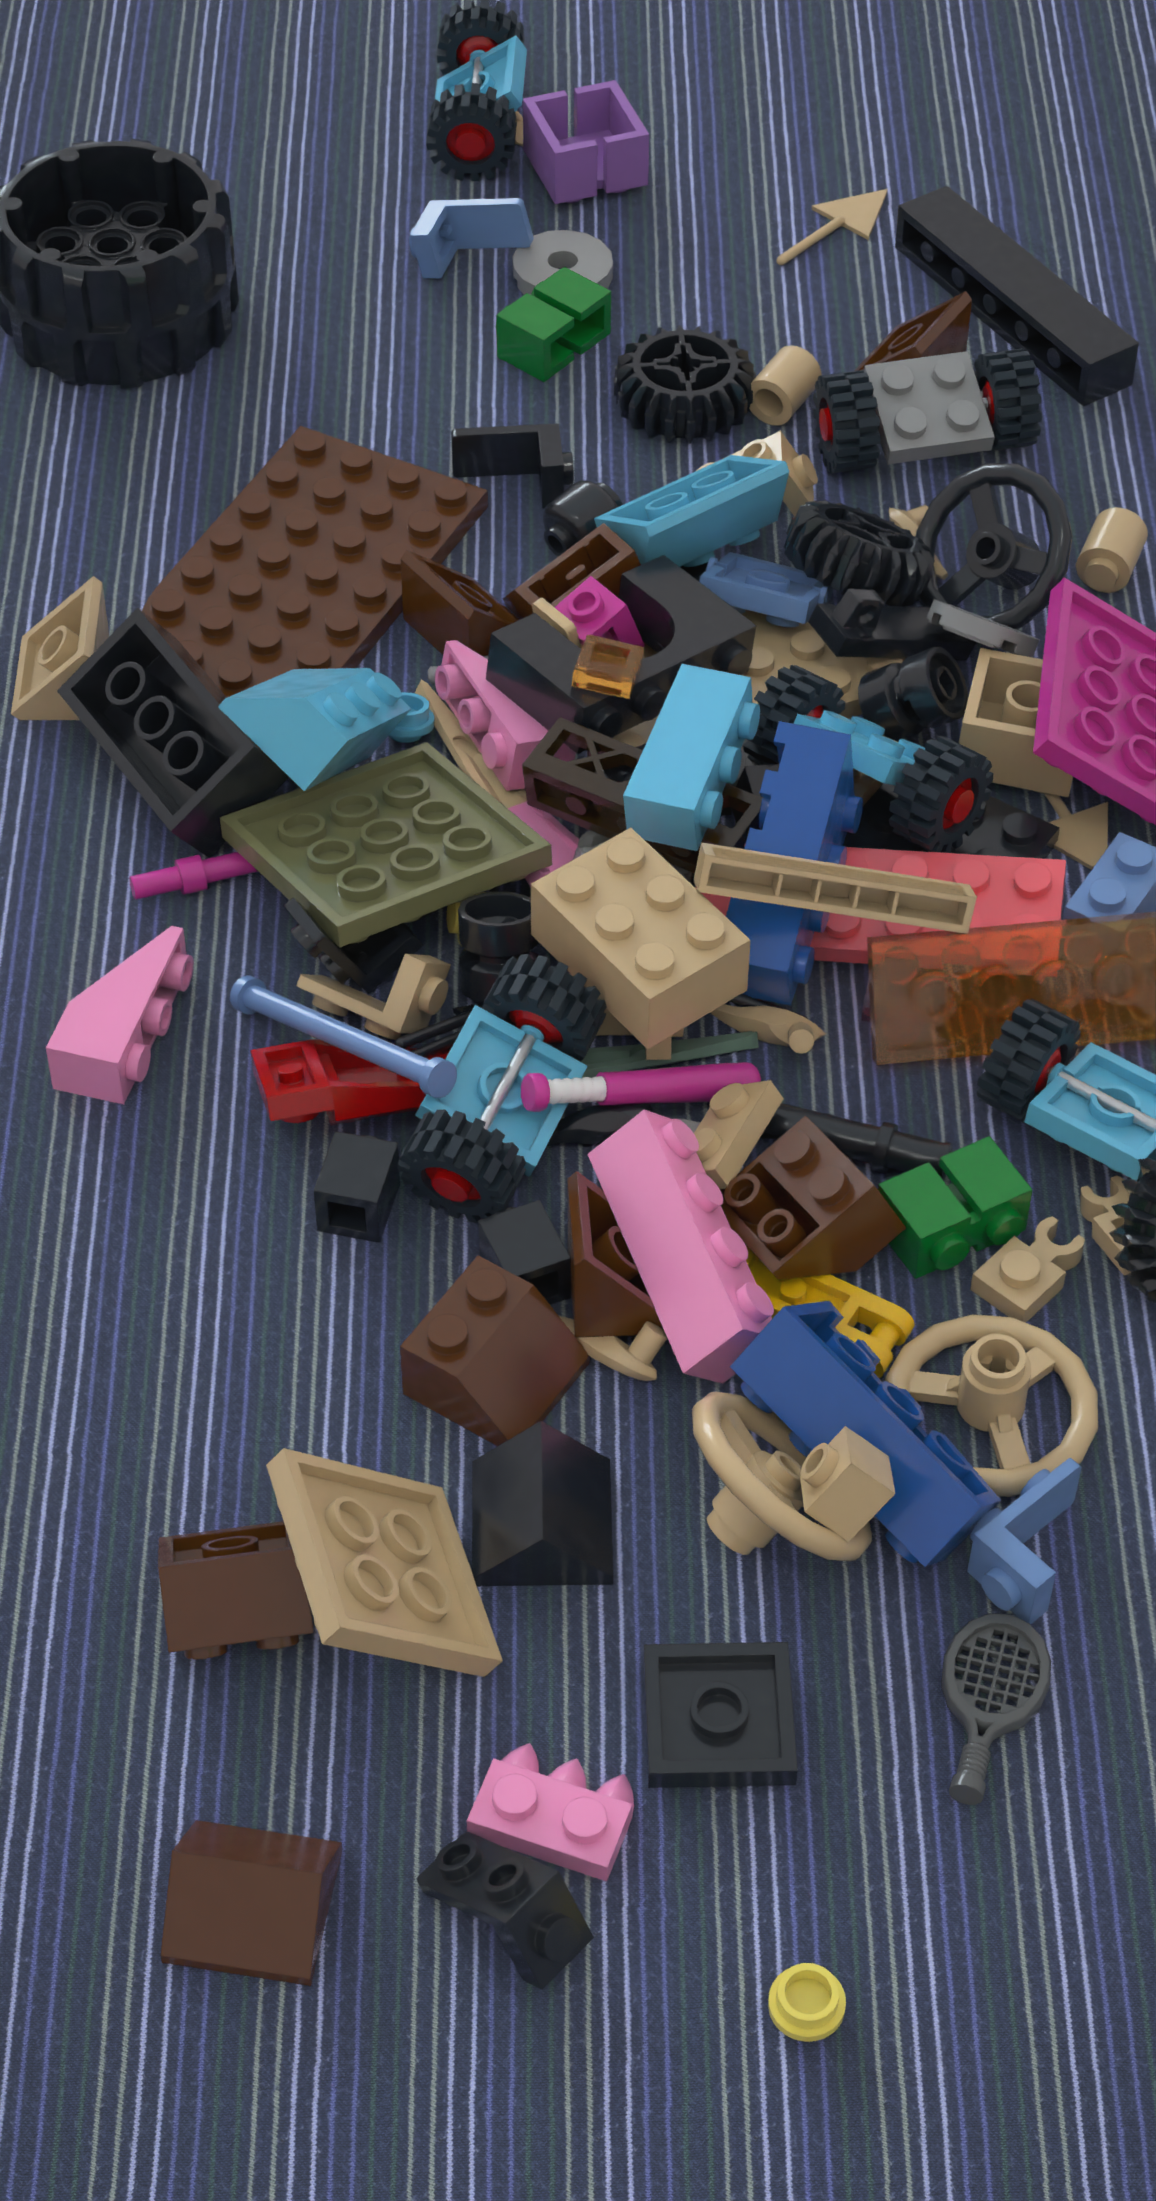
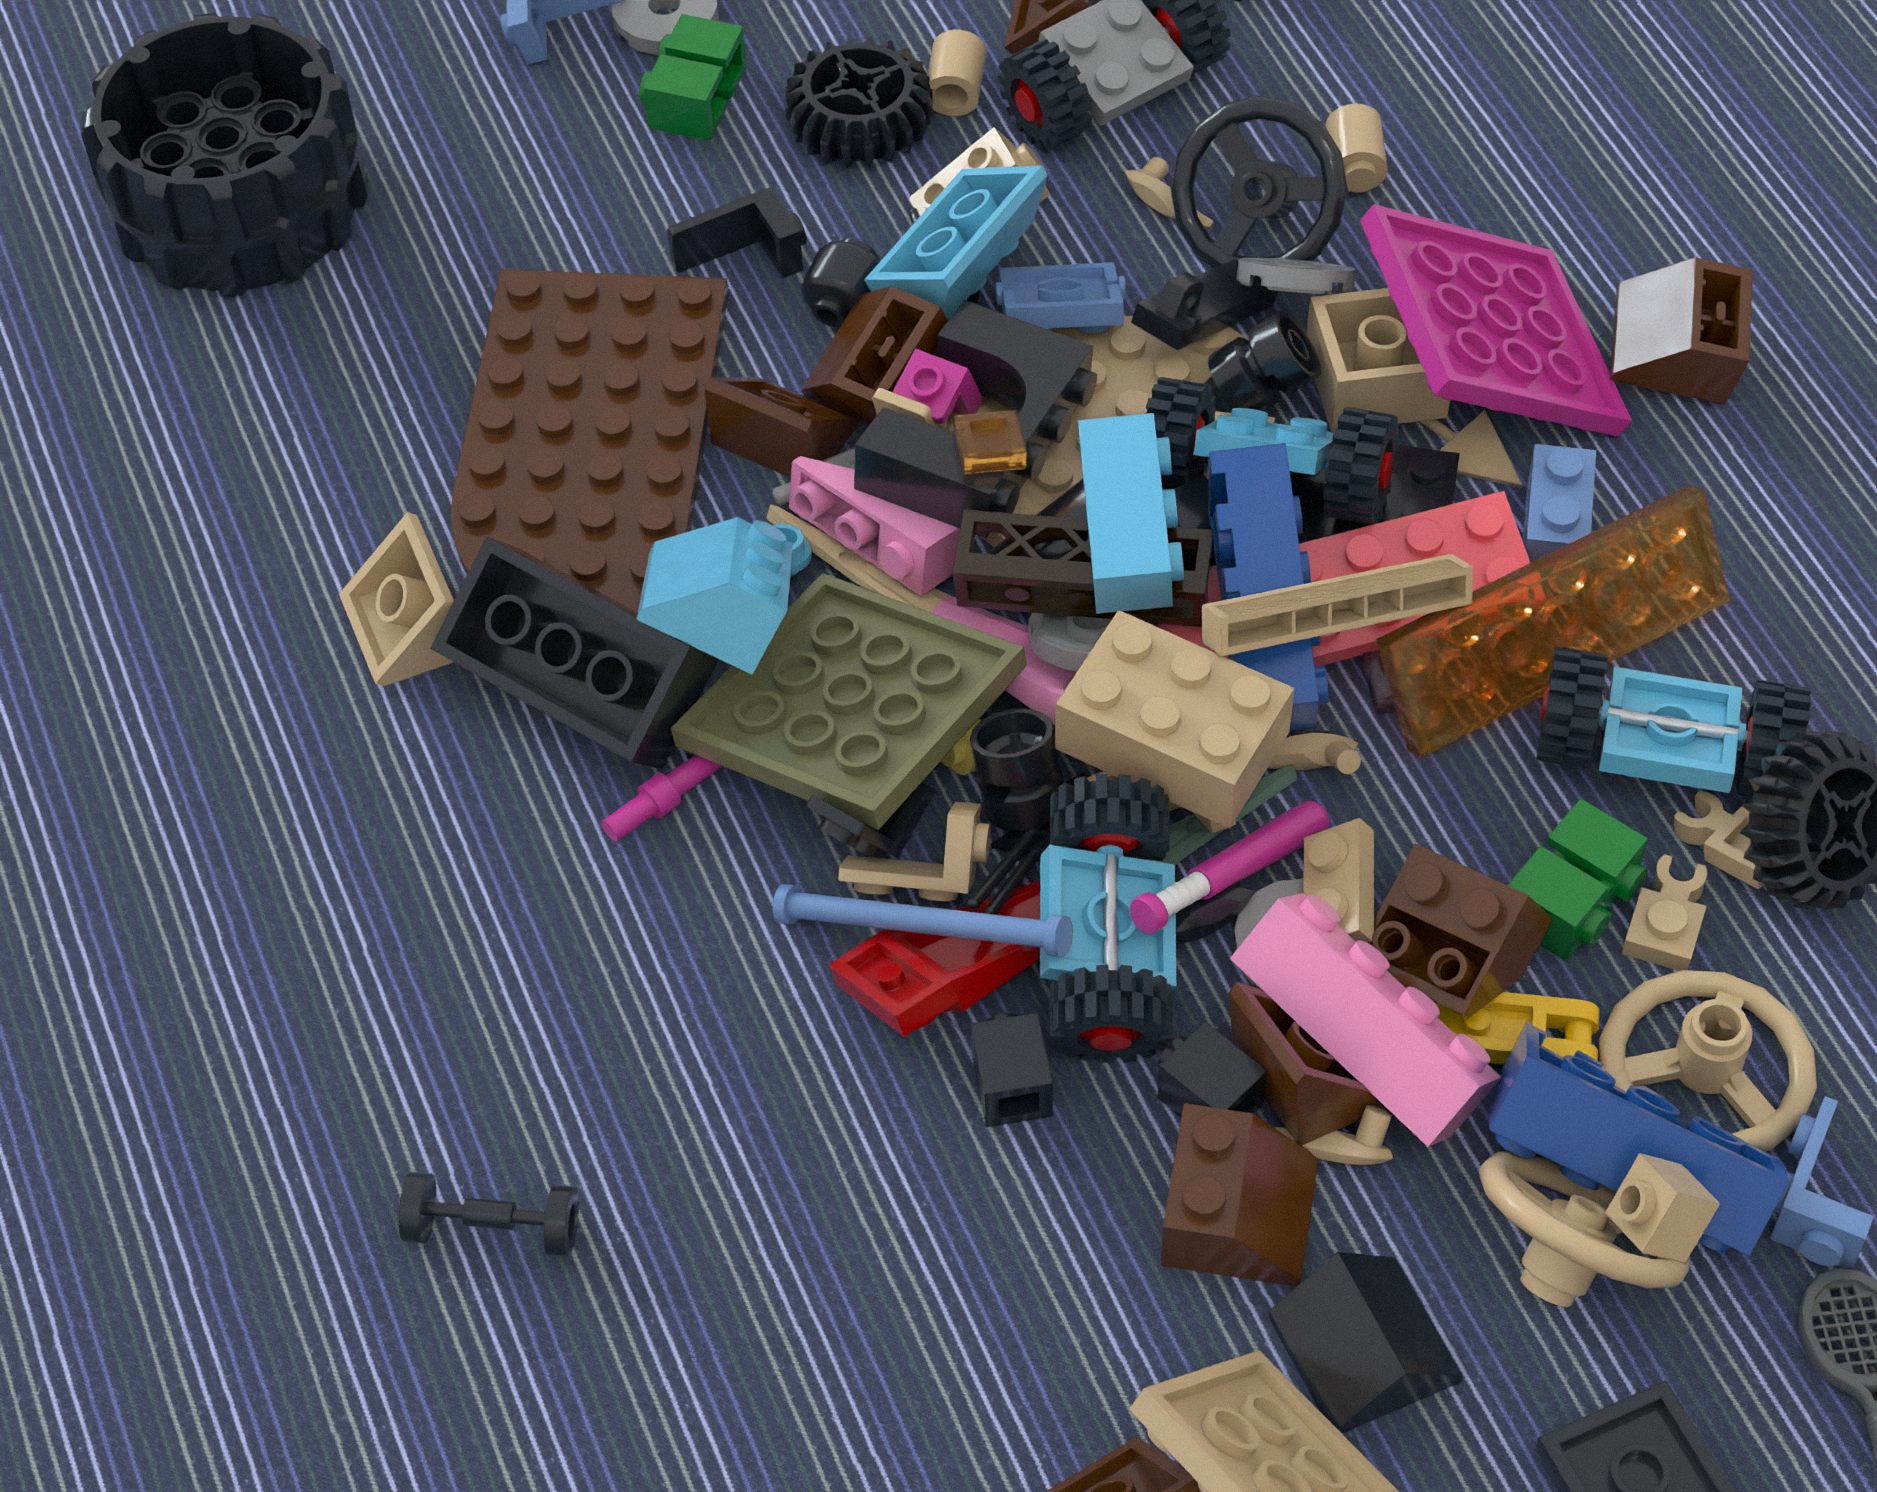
camera: 20 degrees left, 5 degrees up
(112, 1024) = (674, 988): bright pink slope -> none
(858, 551) = (1133, 232): black gear -> none
(864, 1142) = (1462, 842): black pin -> none

